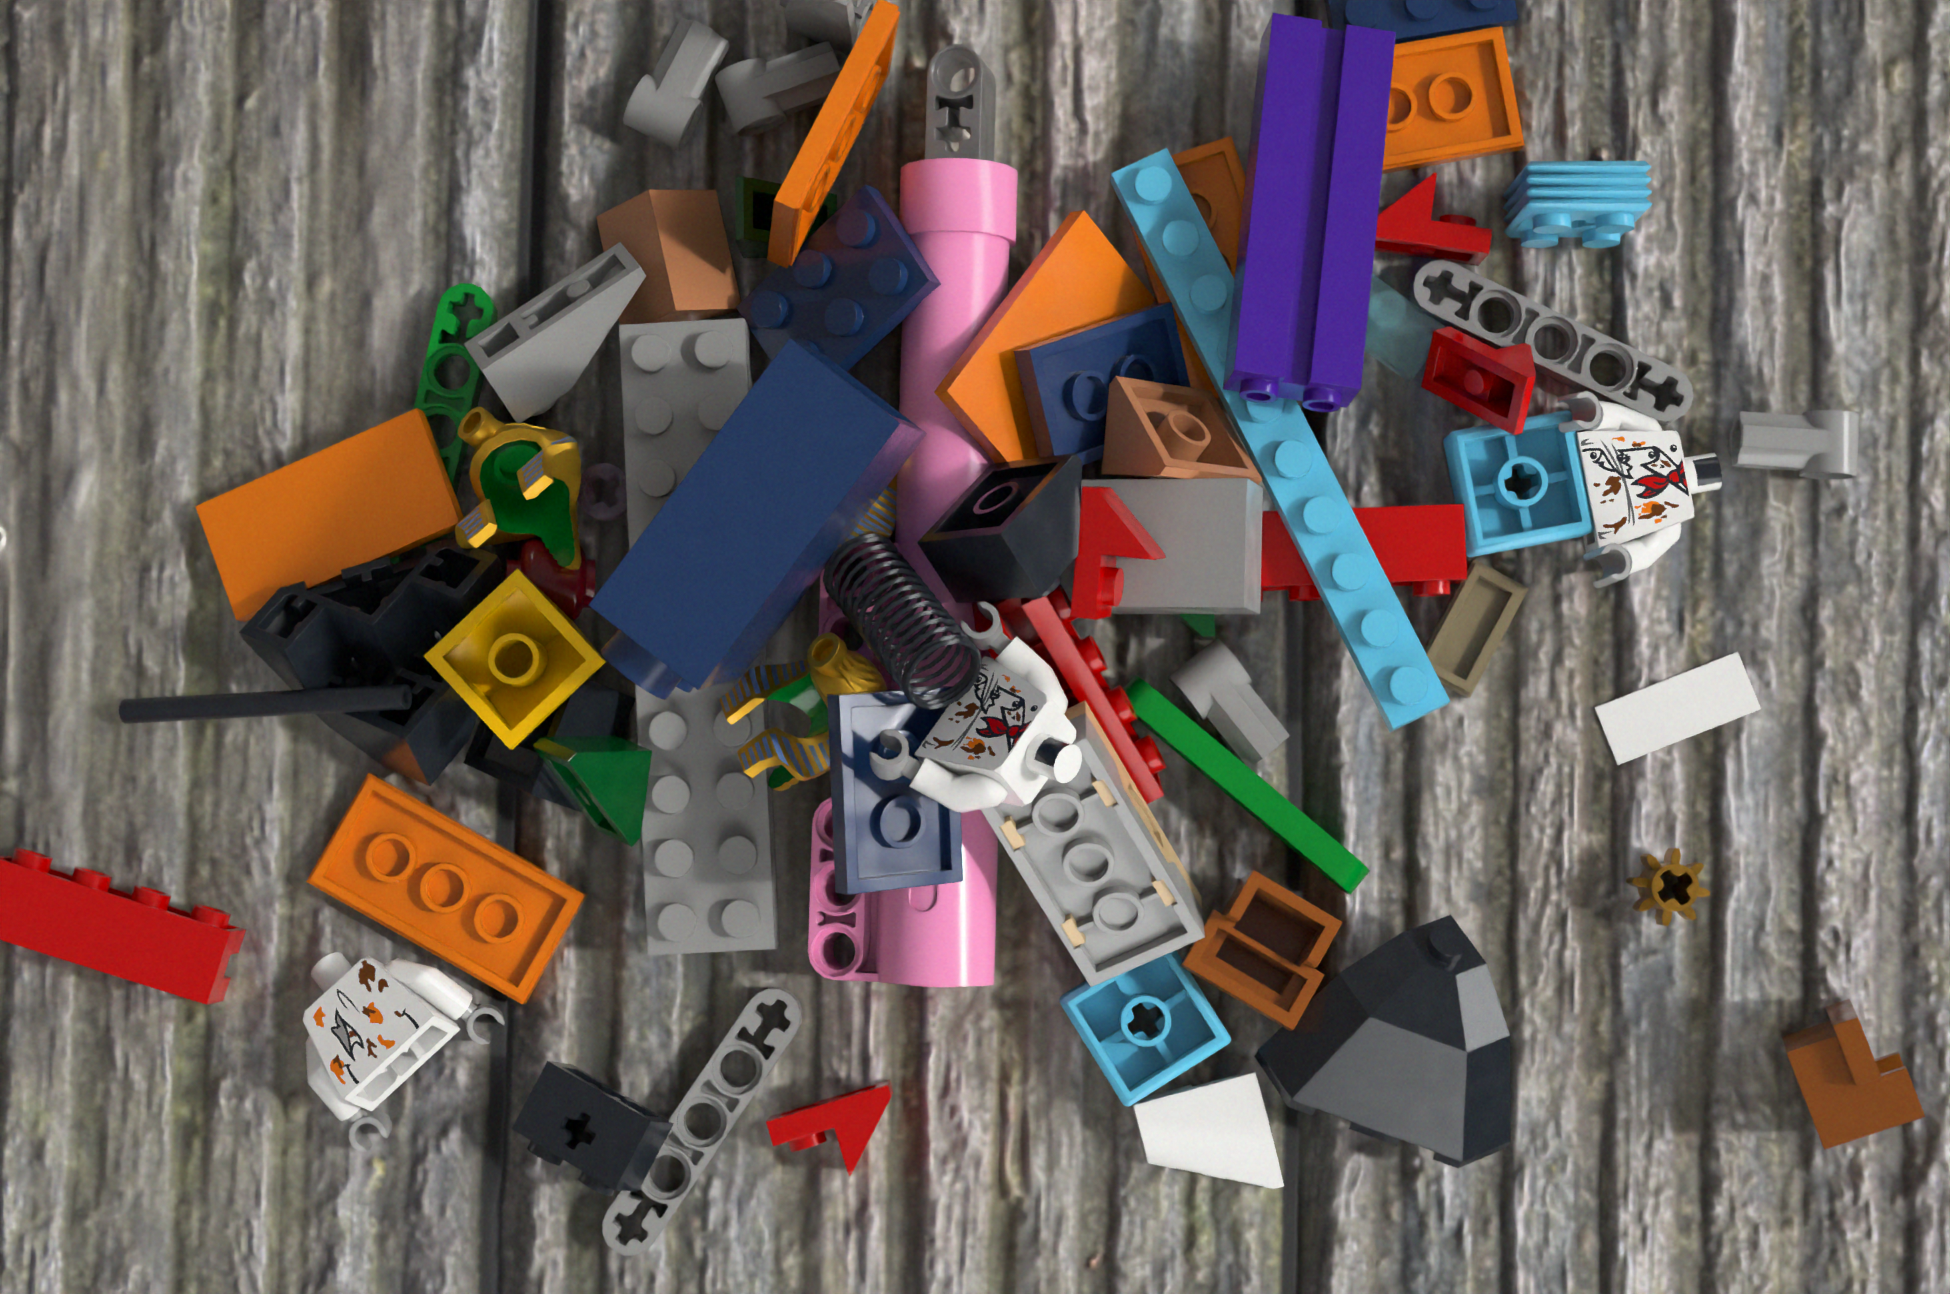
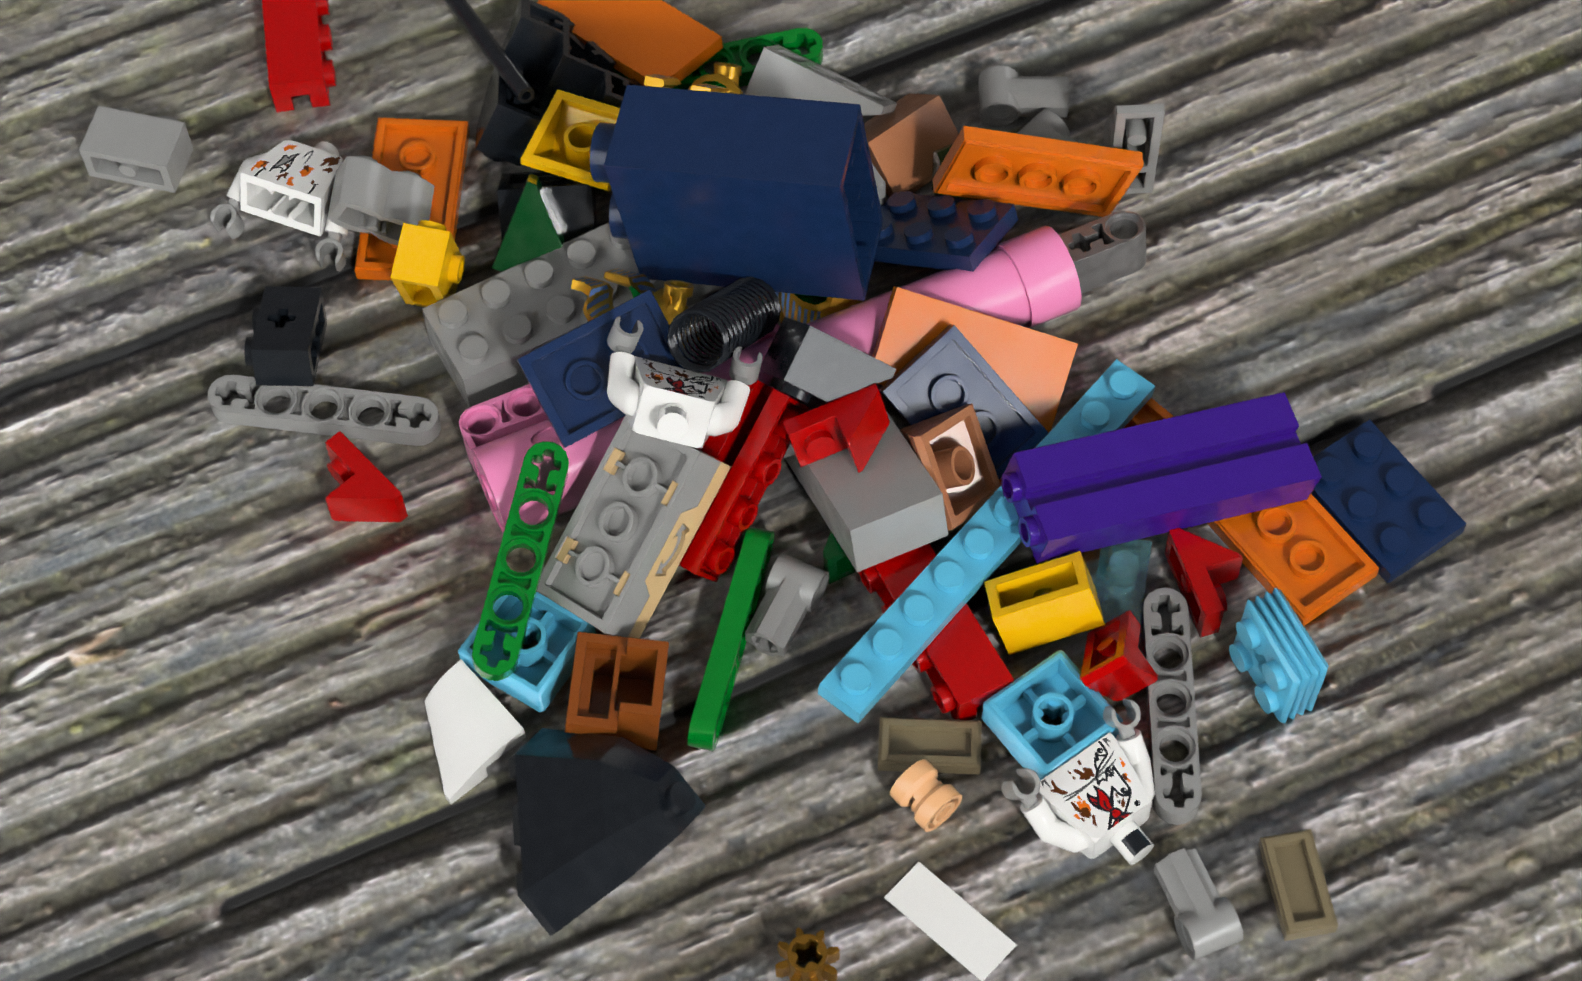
camera: 65 degrees right, 25 degrees down
(204, 1201) = (136, 148): none -> light grey brick
(462, 939) = (378, 200): none -> light grey brick
(594, 922) = (426, 263): none -> yellow brick
(1100, 998) = (518, 584): none -> green beam
(1385, 421) = (1044, 603): none -> yellow brick
(1545, 663) = (926, 795): none -> light nougat wheel
(1816, 323) = (1297, 885): none -> dark tan tile

